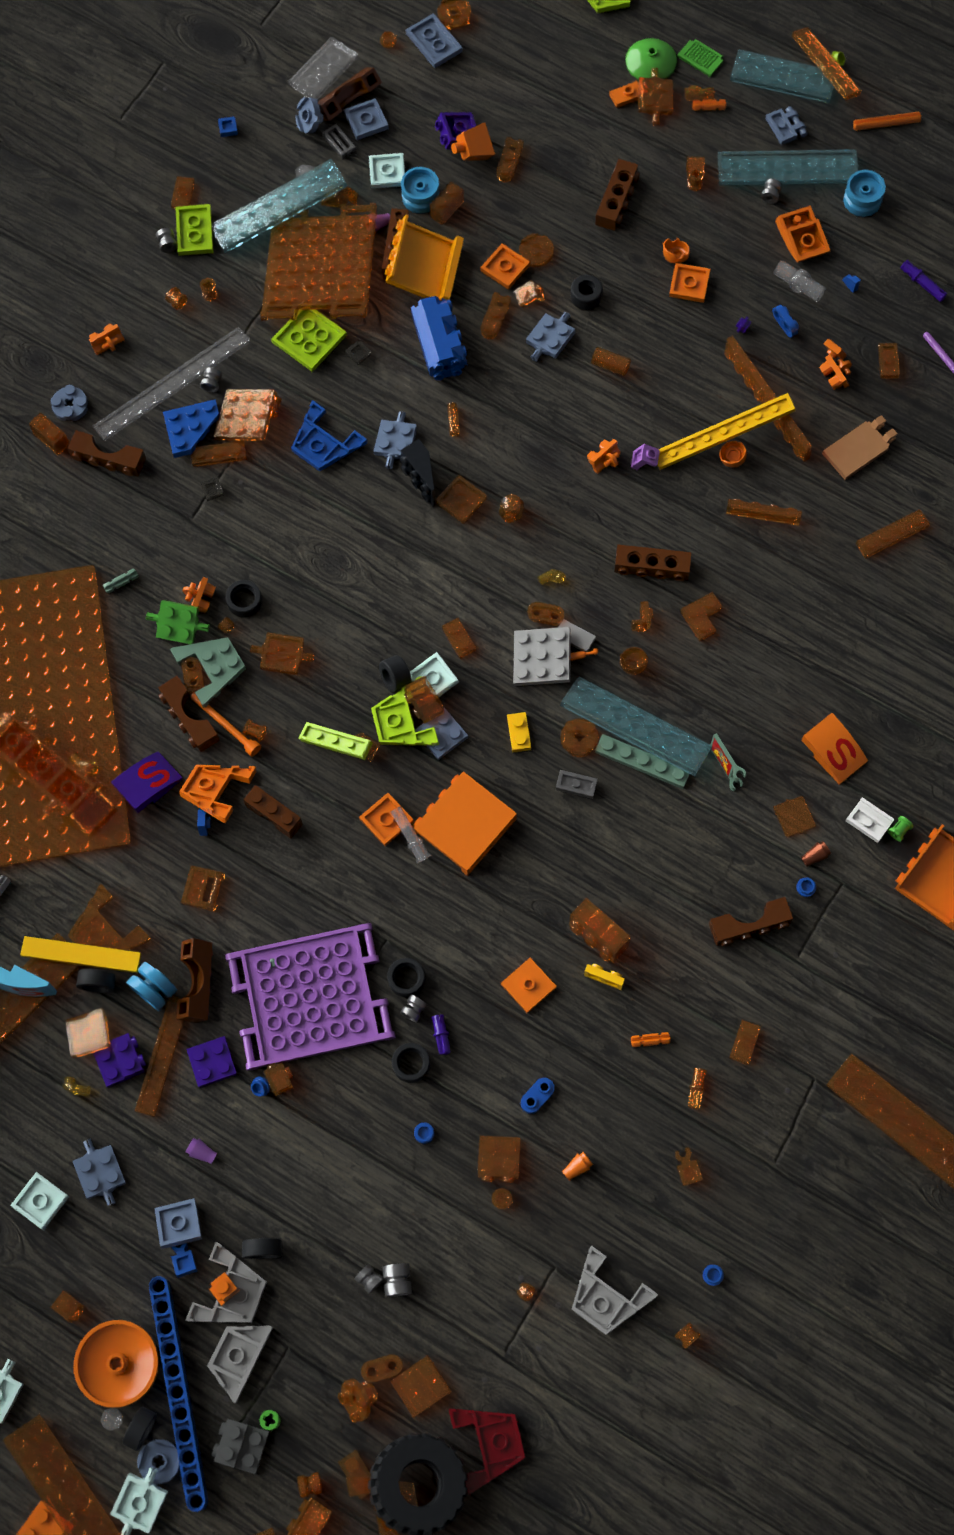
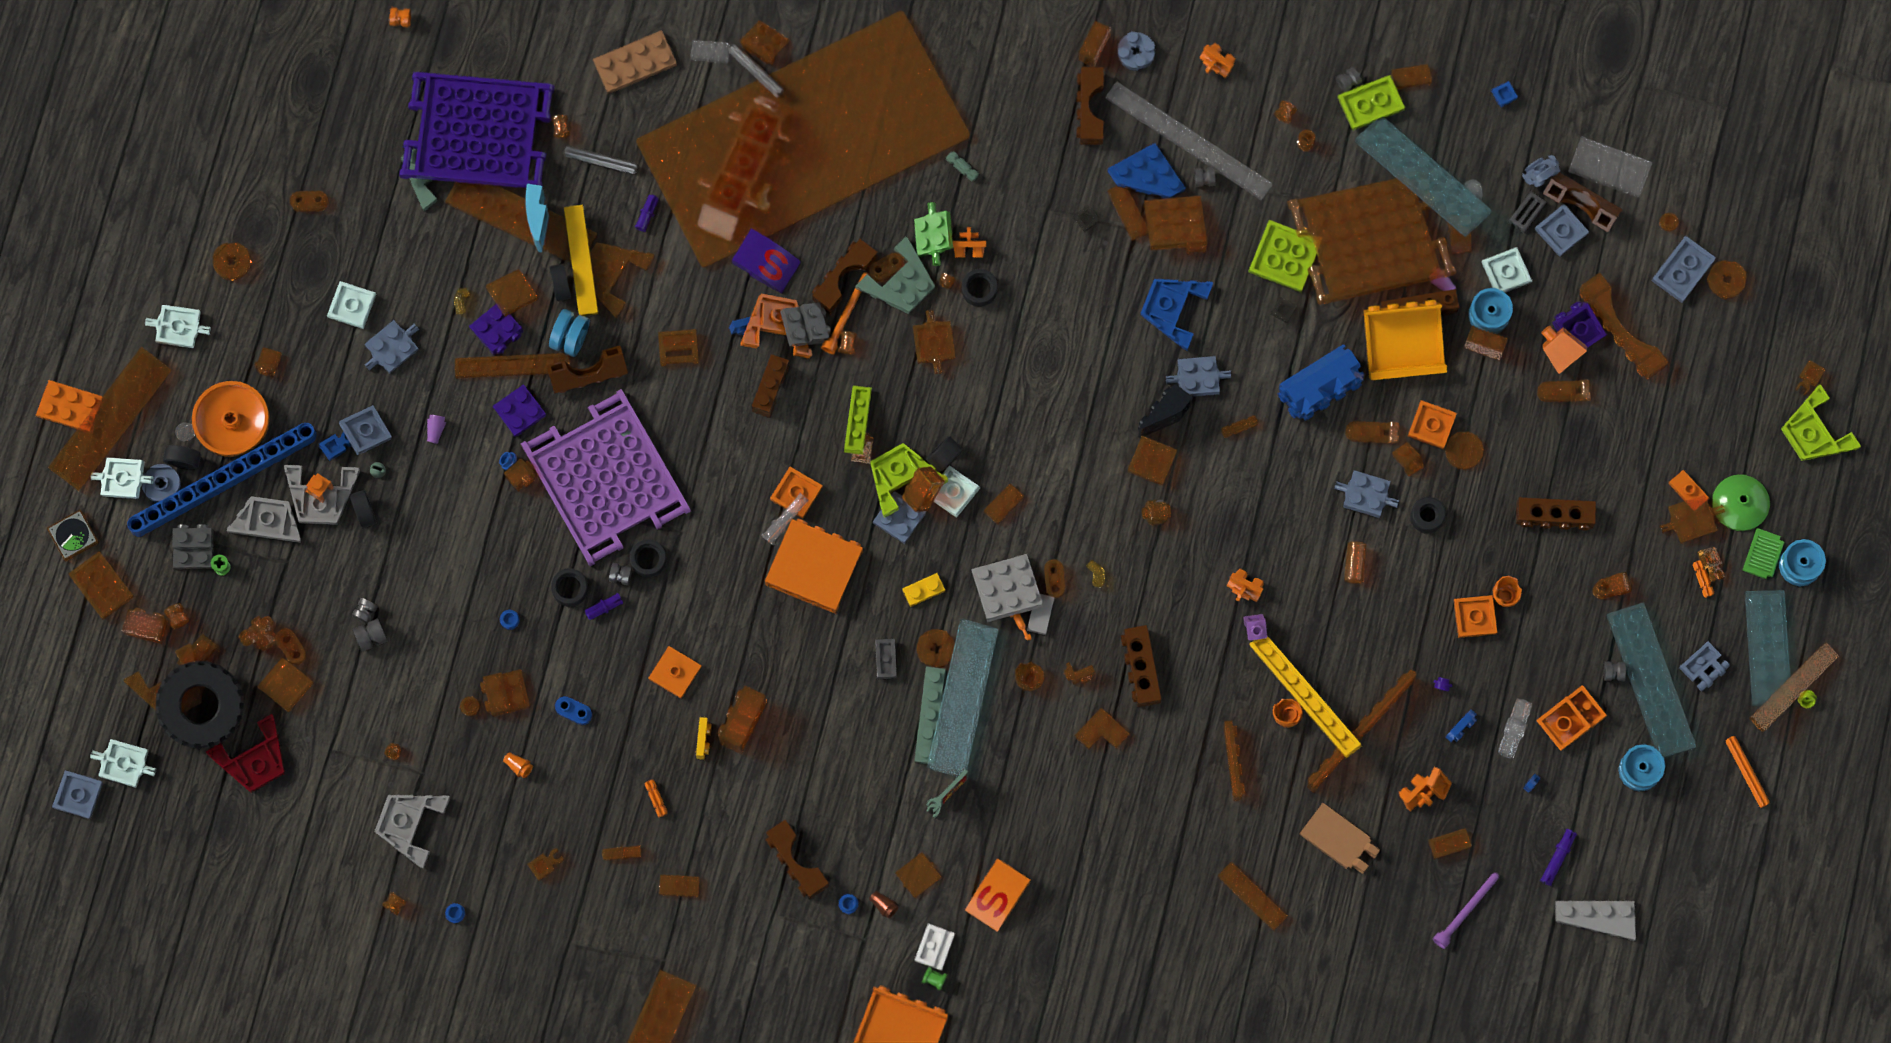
camera: 70 degrees right, 5 degrees up
(55, 879) = (647, 213): none -> dark purple axle
(224, 761) = (805, 324): none -> dark grey plate
(227, 1225) = (376, 473): none -> sand green hinge
(502, 89) = (1646, 357): none -> clear orange arch
(720, 26) = (1812, 563): none -> dark azure wheel

